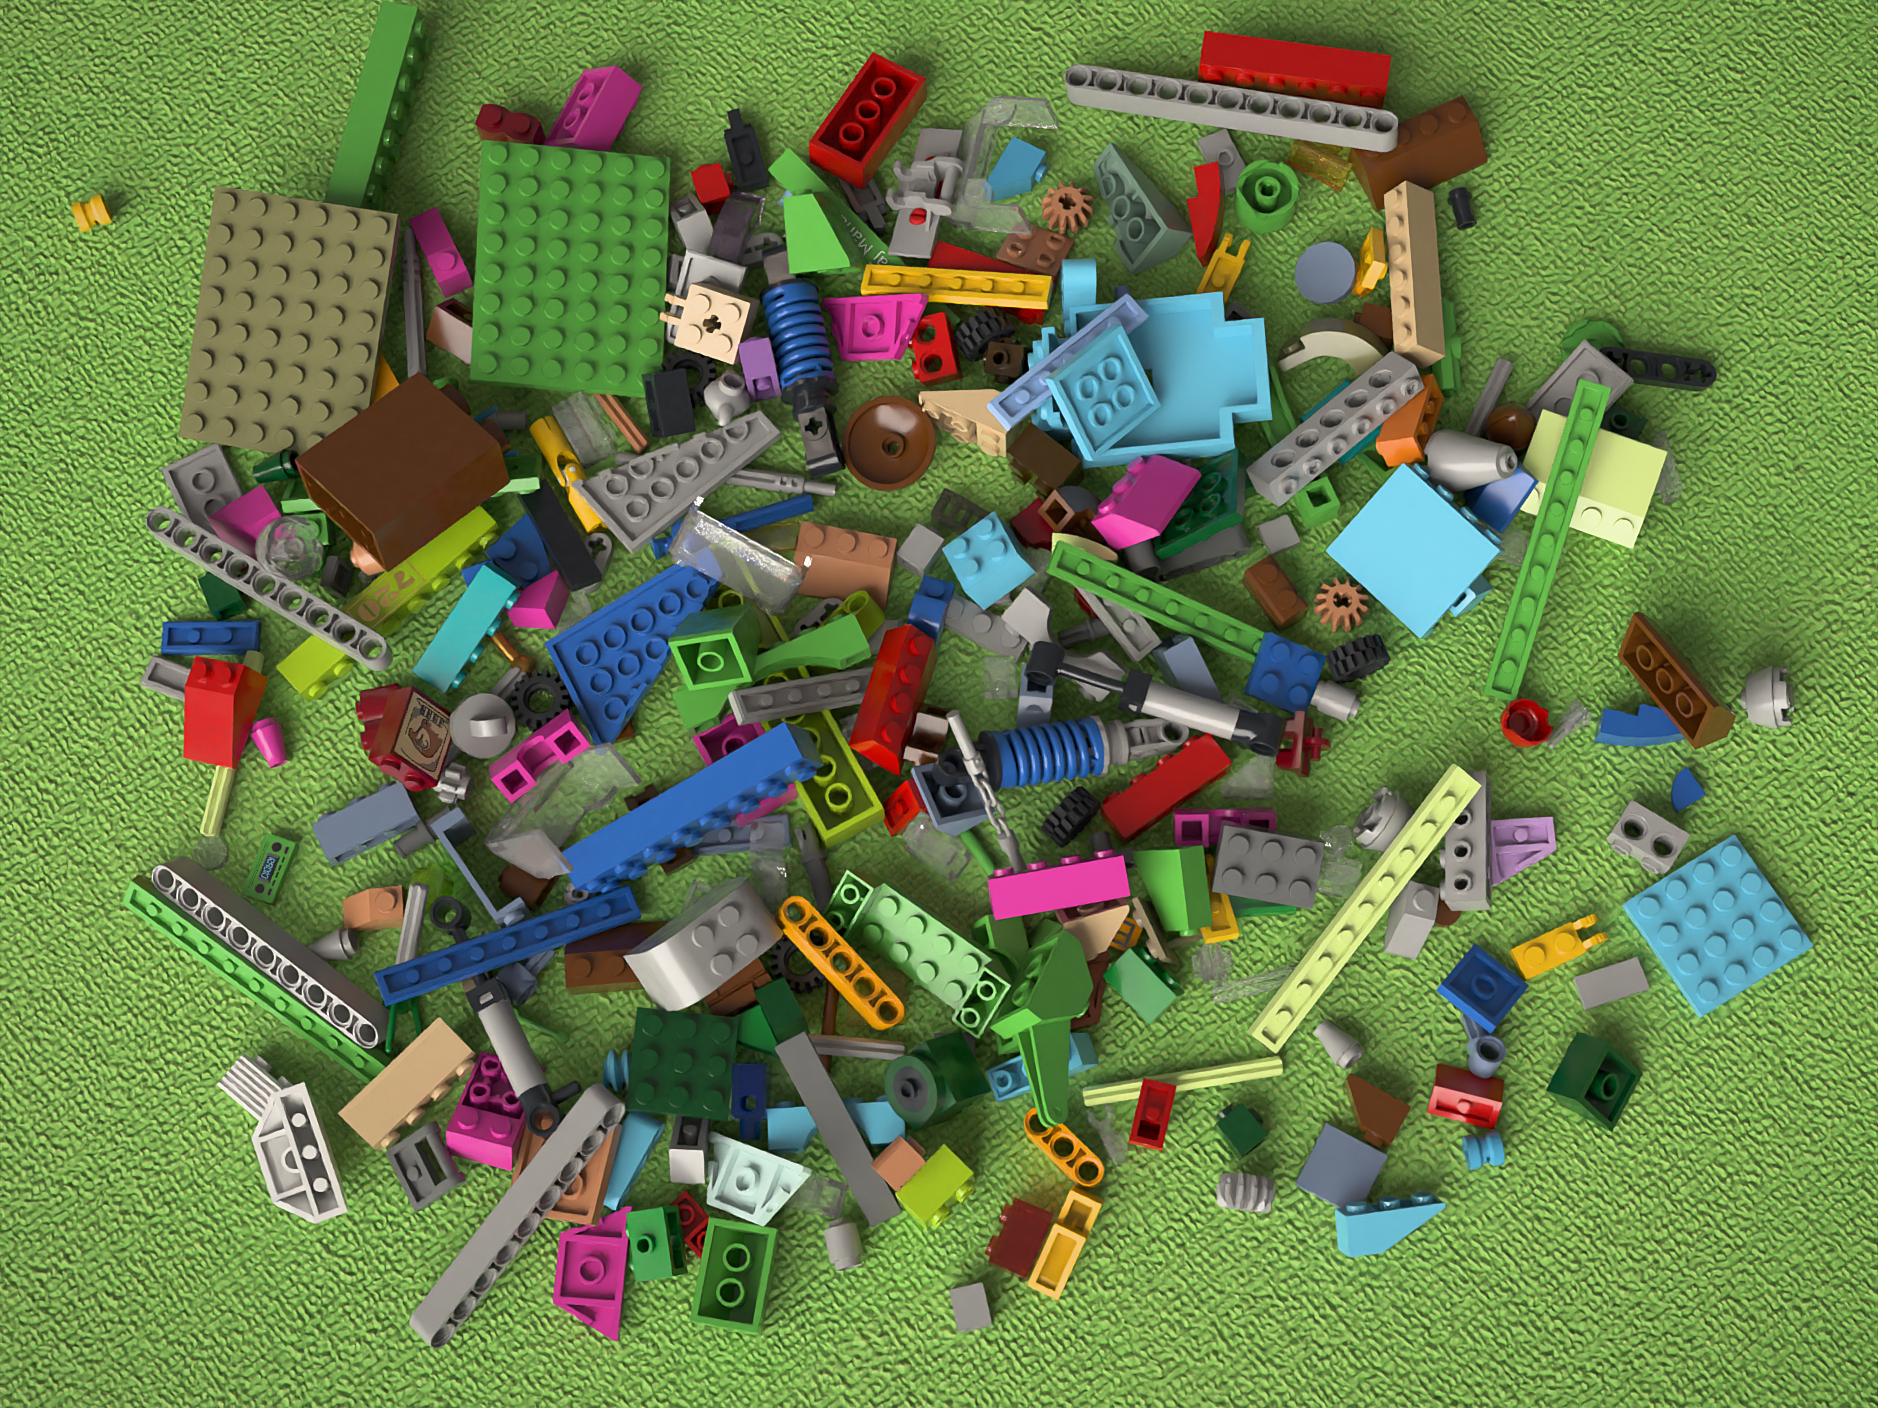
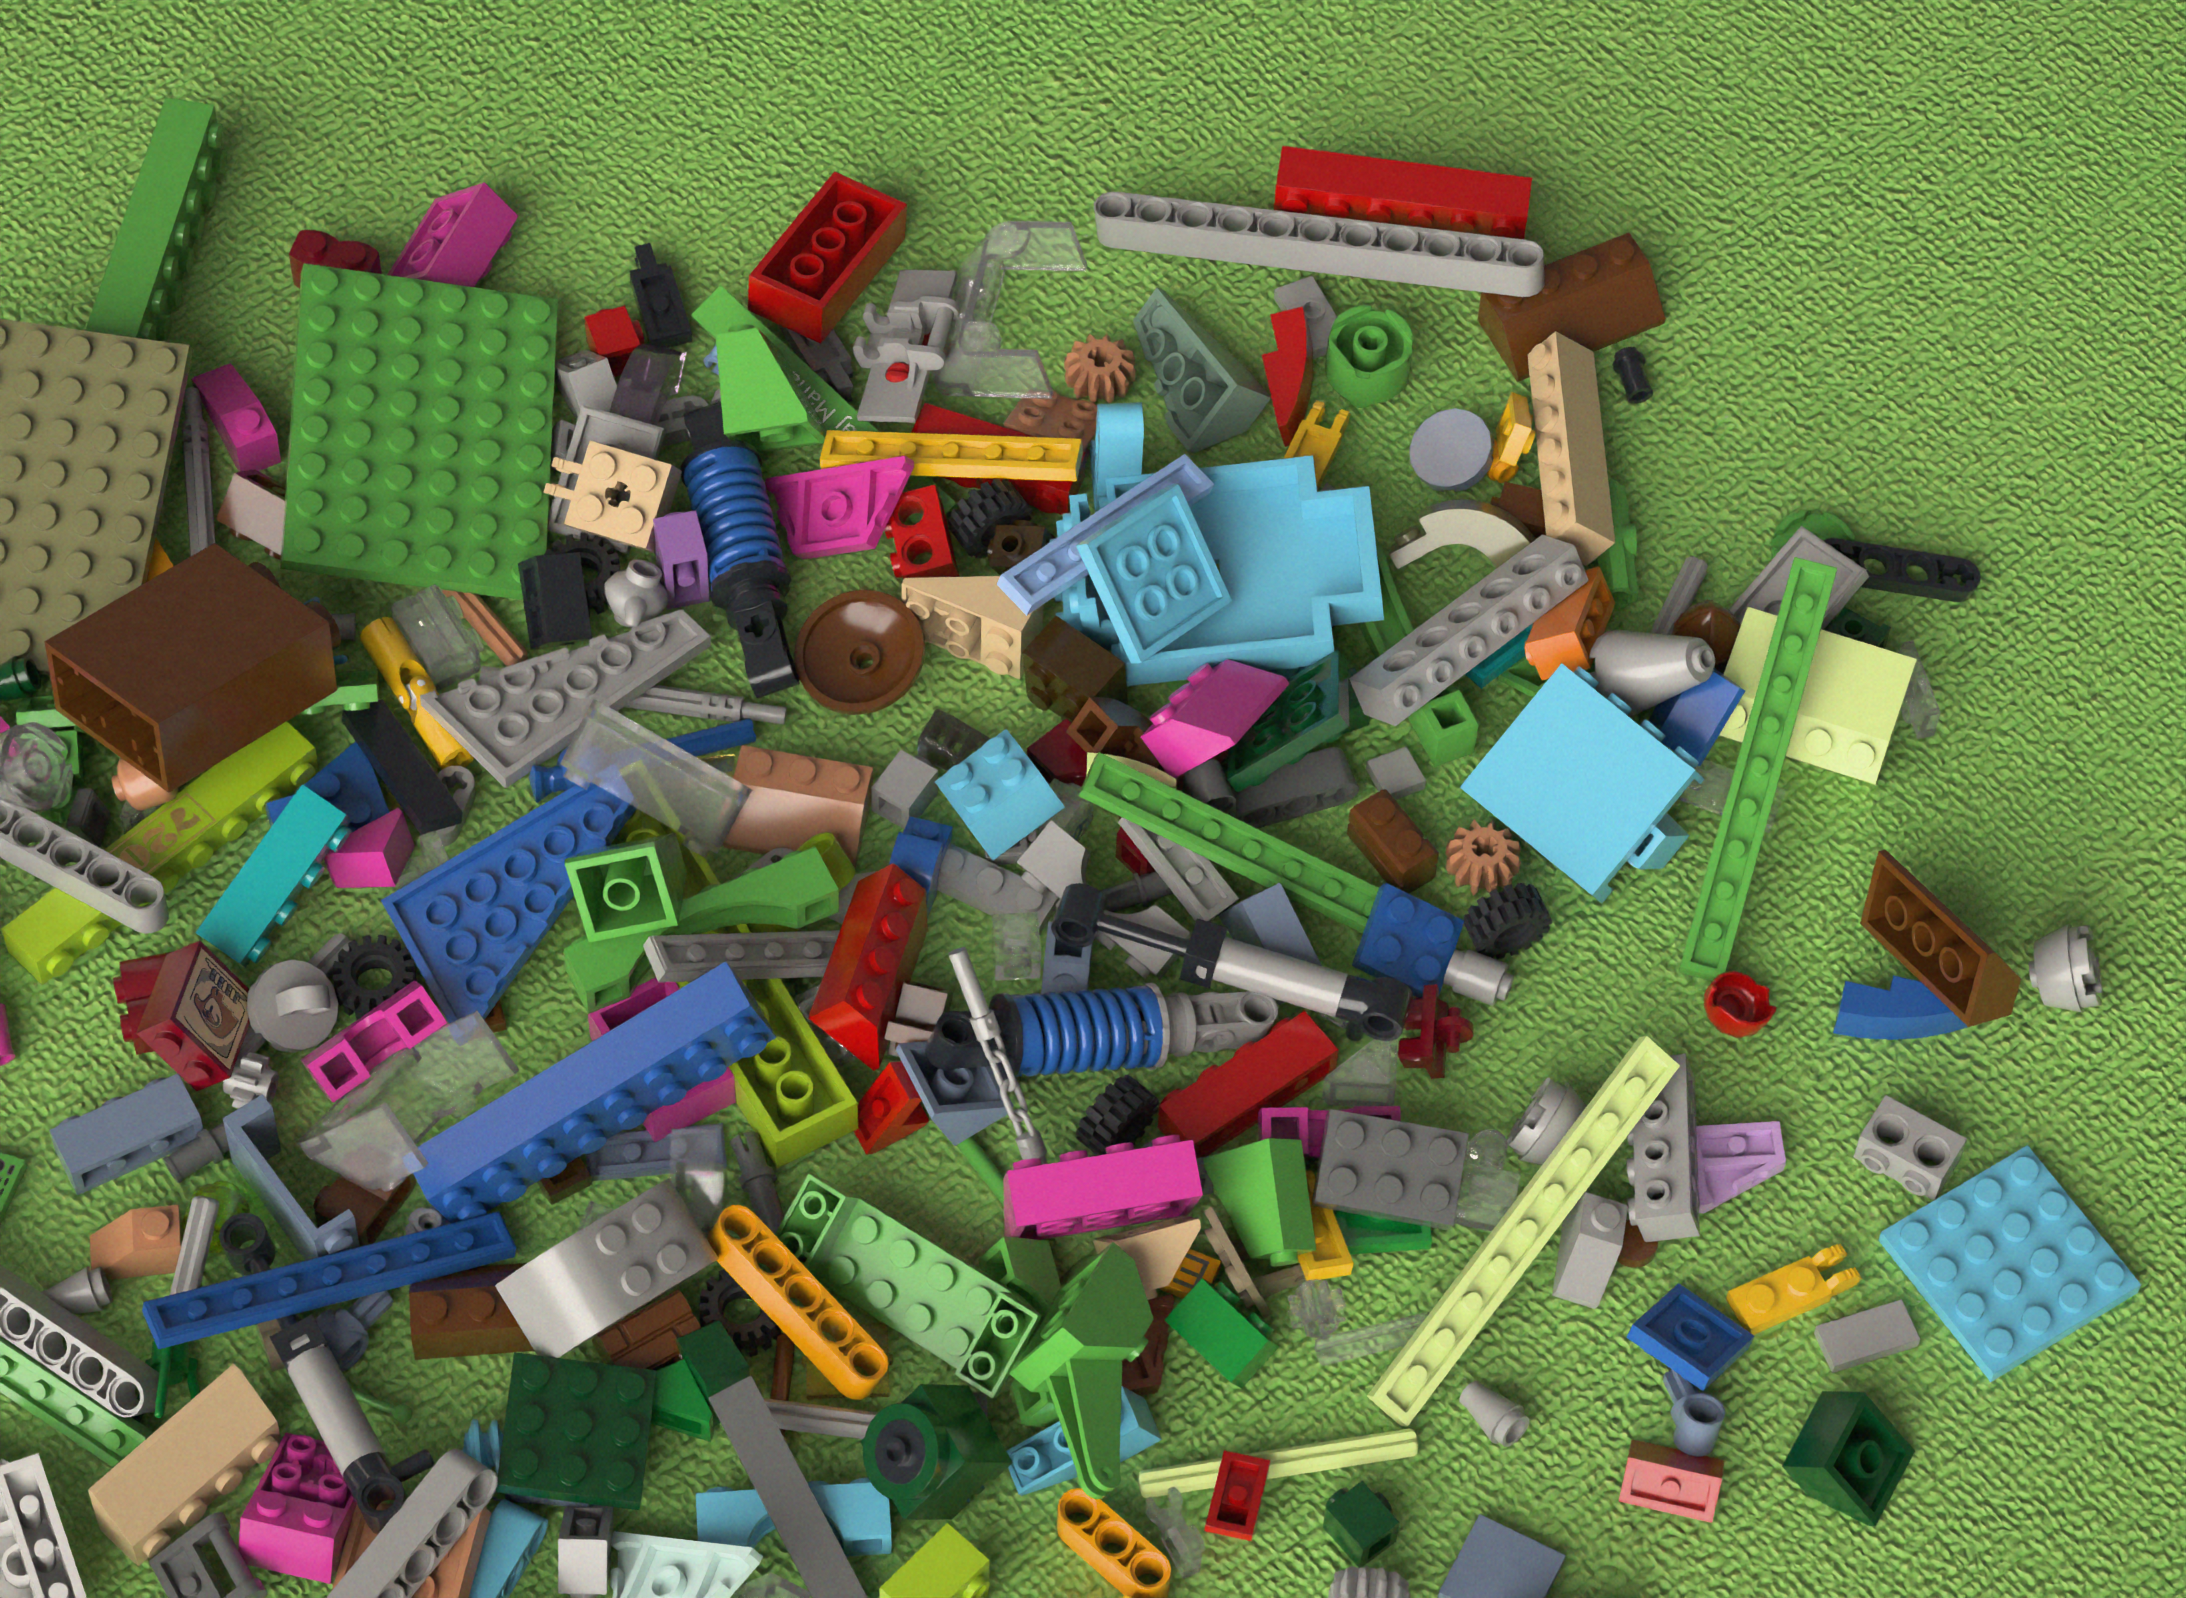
camera: 10 degrees left, 15 degrees down
(524, 662) = (329, 917): pearl gold bar -> none
(750, 1081) = (672, 1463): clear blue torso -> none
(899, 1162) = (883, 1547): nougat brick -> none
(935, 848) = (927, 1163): clear brick -> none
(1018, 169) = (1034, 318): dark azure slope -> none
(1320, 163) = (1441, 317): clear yellow tile -> none
(1375, 1111) = (1547, 1496): reddish brown slope -> none
(1483, 1150) = (1698, 1546): dark azure wheel -> none
(1570, 723) = (1803, 1003): clear piece -> none
(1685, 791) = (1959, 1093): blue tile -> none

